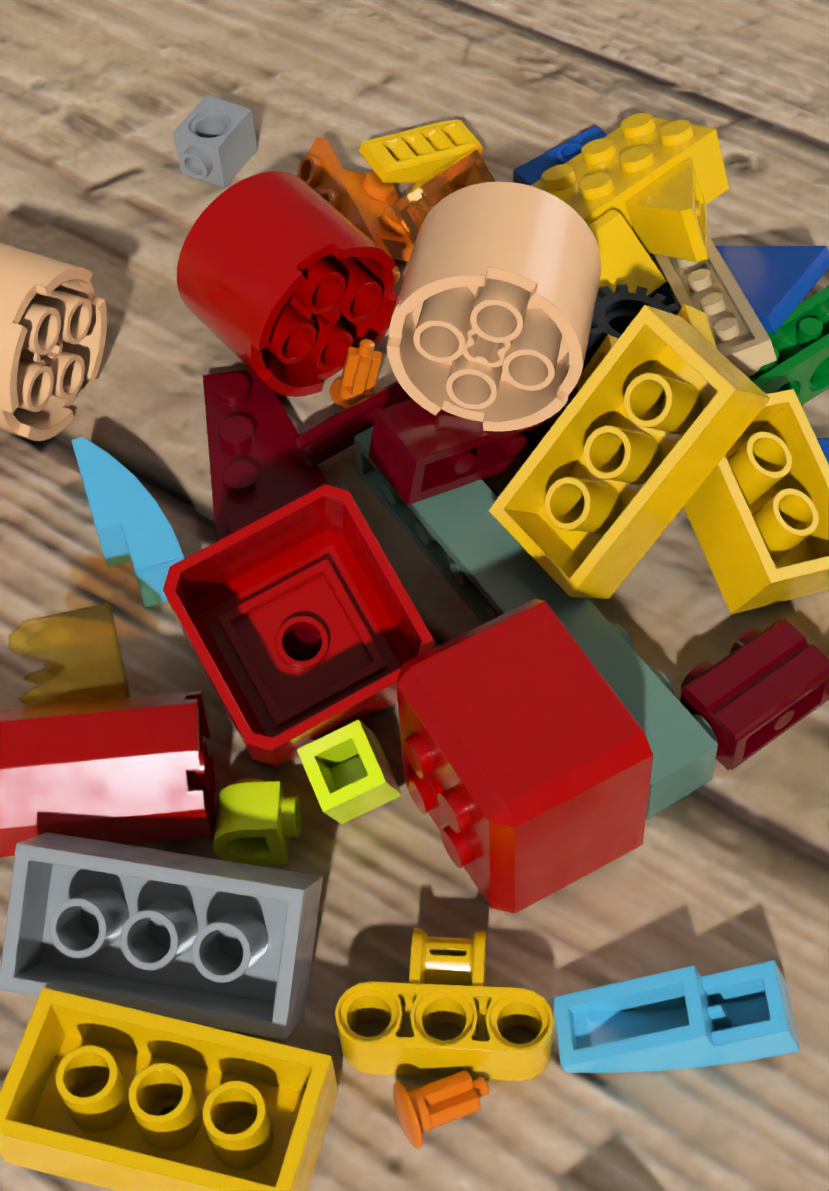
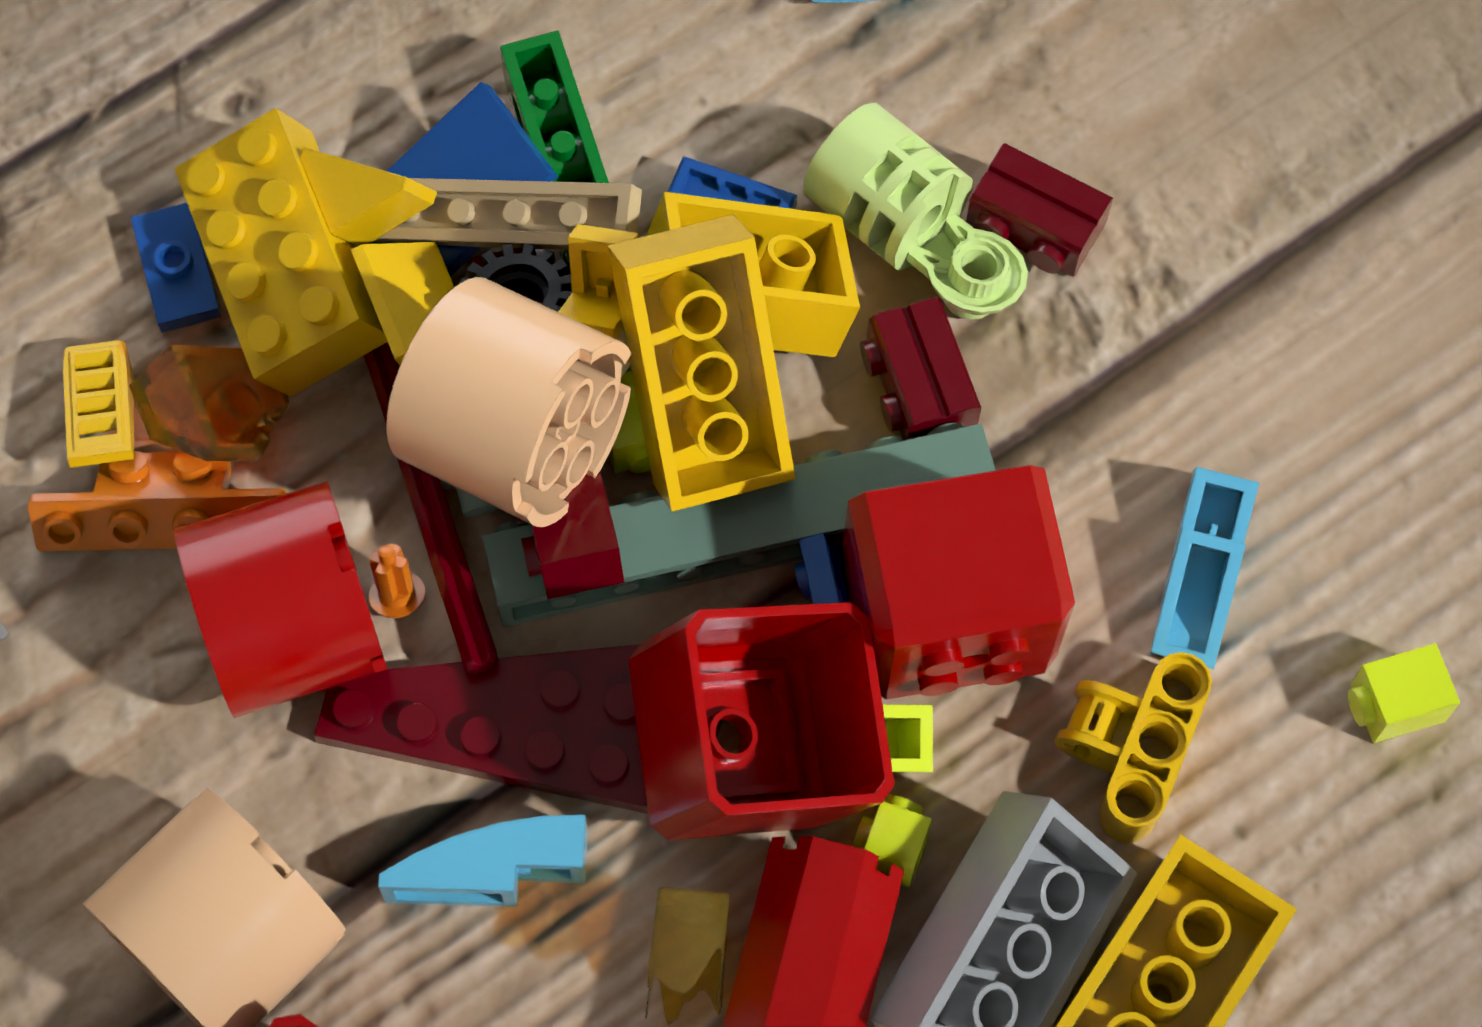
camera: 75 degrees left, 15 degrees up
(437, 1103) = (1211, 779): orange piece -> none

